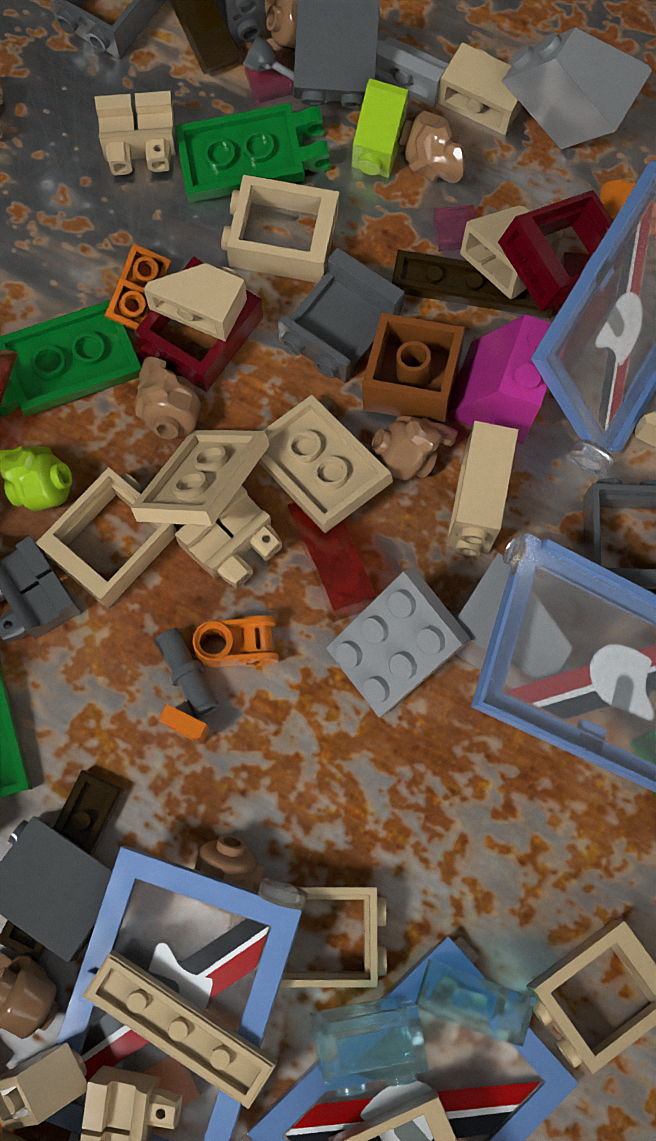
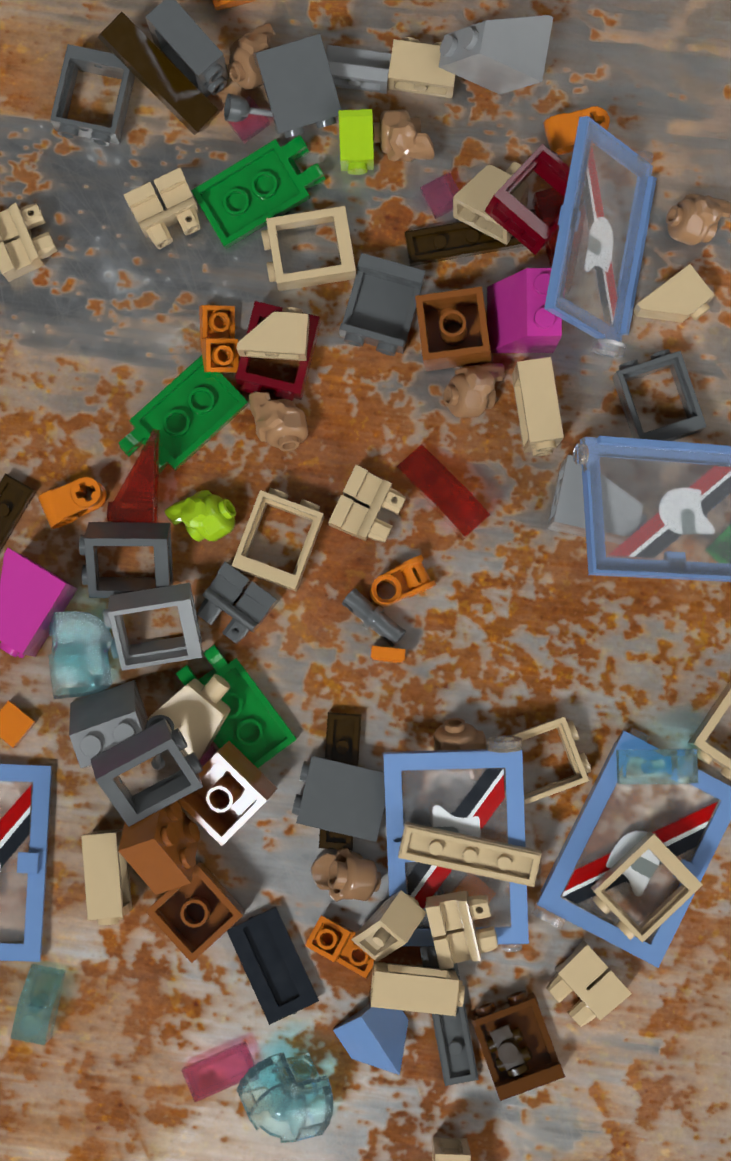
camera: 15 degrees left, 10 degrees up
(200, 477) = (332, 473): tan plate -> none
(321, 464) = (410, 428): tan plate -> none
(369, 1044) = (596, 817): clear light blue piece -> none
(397, 642) = (518, 543): light grey plate -> none

